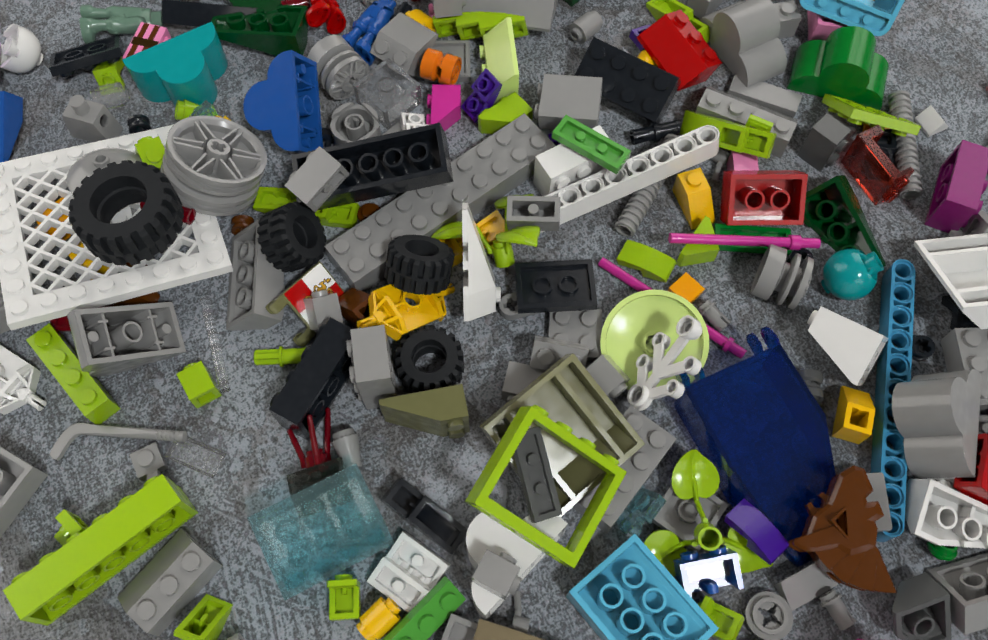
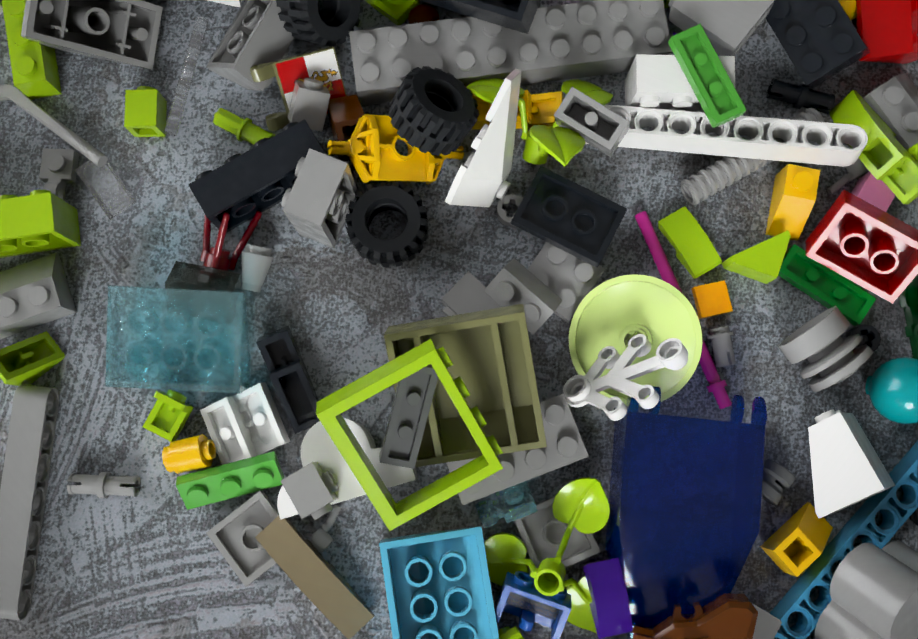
camera: 30 degrees right, 15 degrees up
(431, 411) = (364, 283): olive slope -> none
(608, 376) = (556, 350): light grey brick -> none
(791, 242) = (864, 316): dark pink bar -> none

